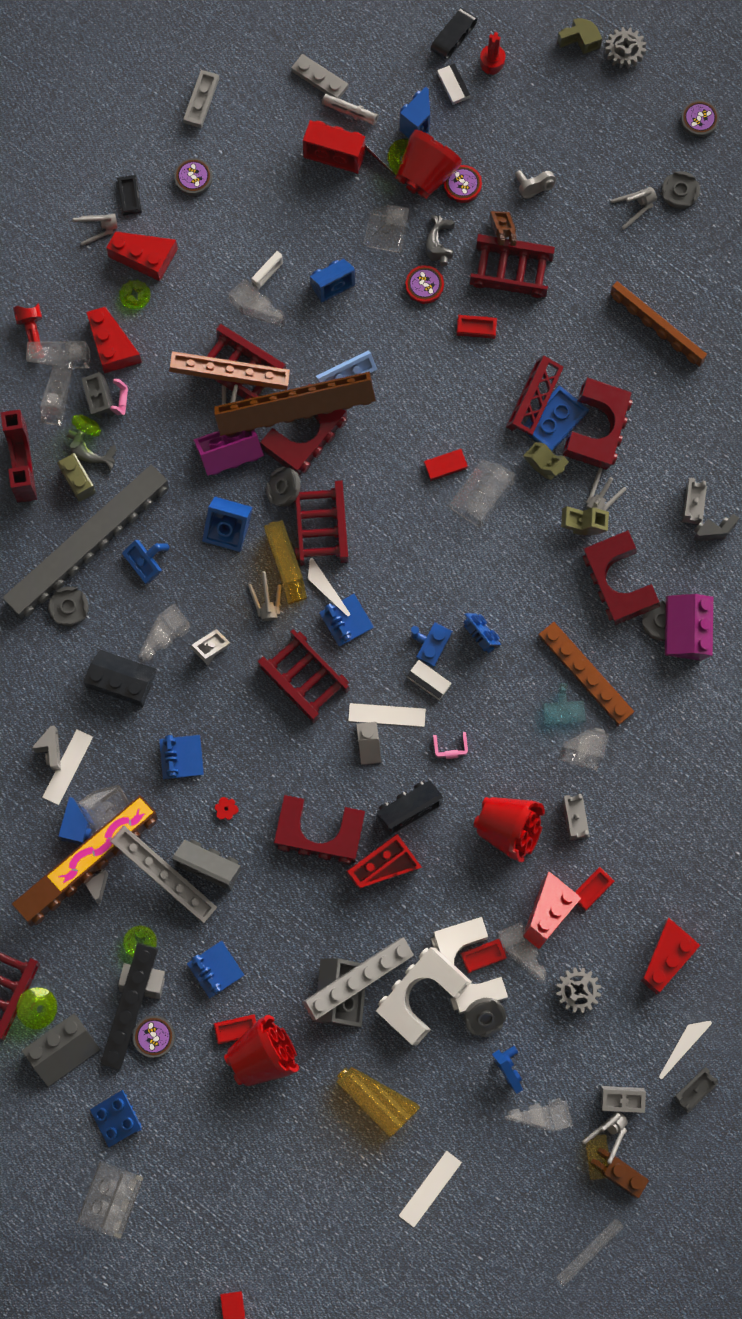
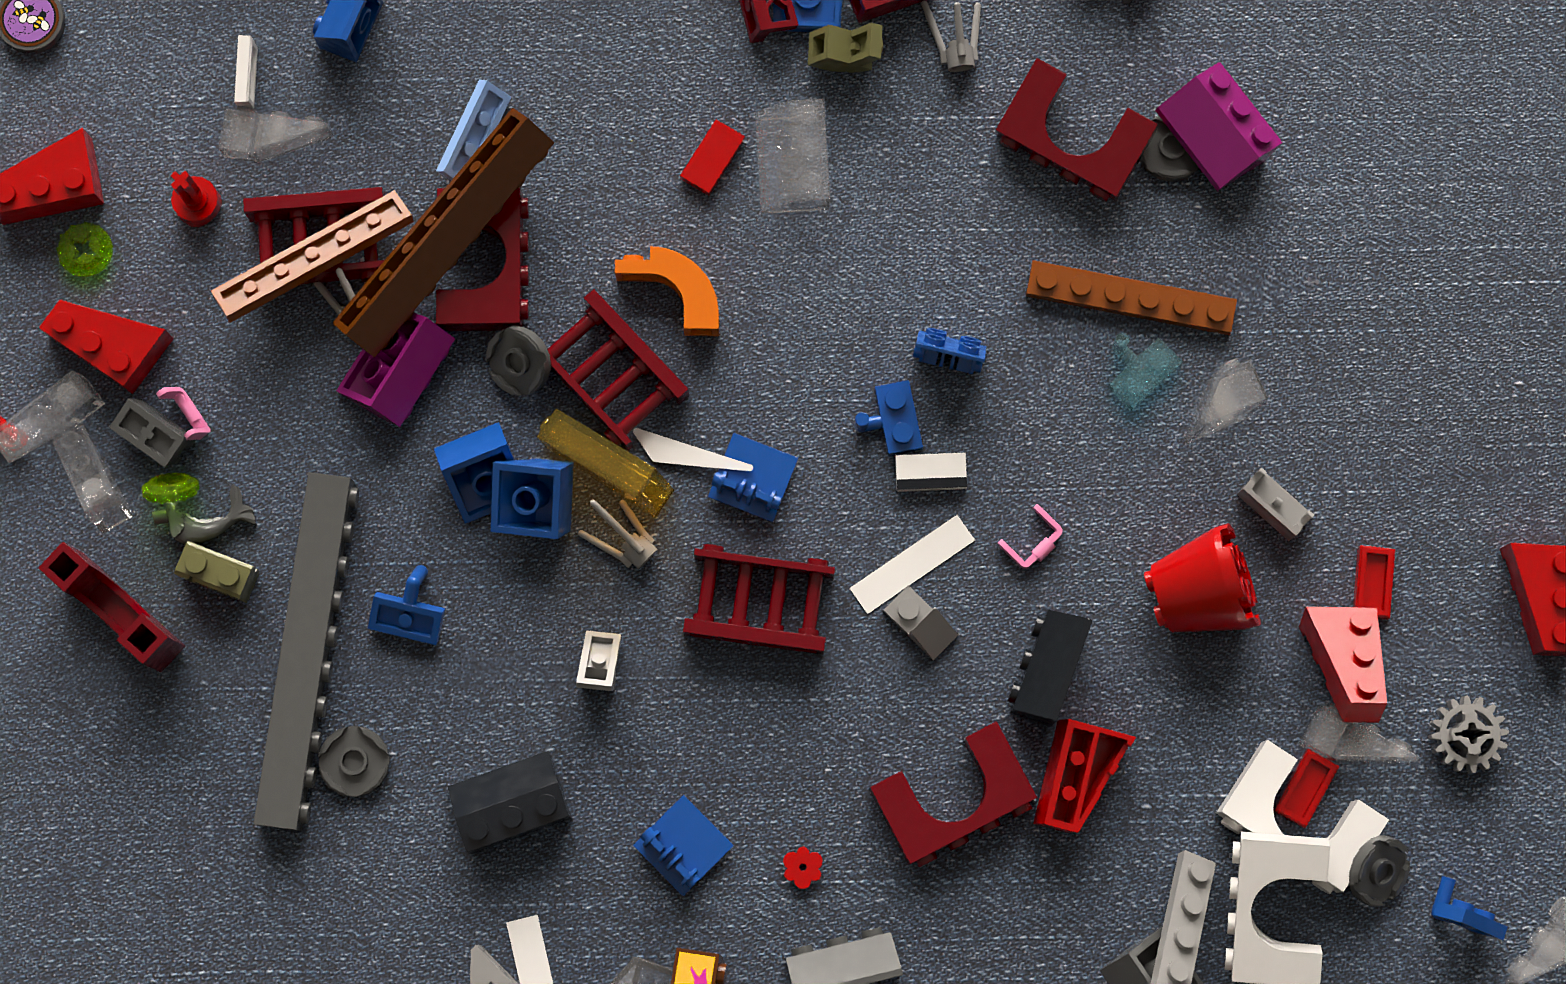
camera: 40 degrees left, 5 degrees up
(165, 628) = (516, 684): clear slope -> none
(199, 307) = (194, 199): none -> red piece
(239, 551) = (532, 497): none -> blue slope
(386, 523) = (685, 278): none -> orange arch
(586, 522) = (966, 90): olive brick -> none

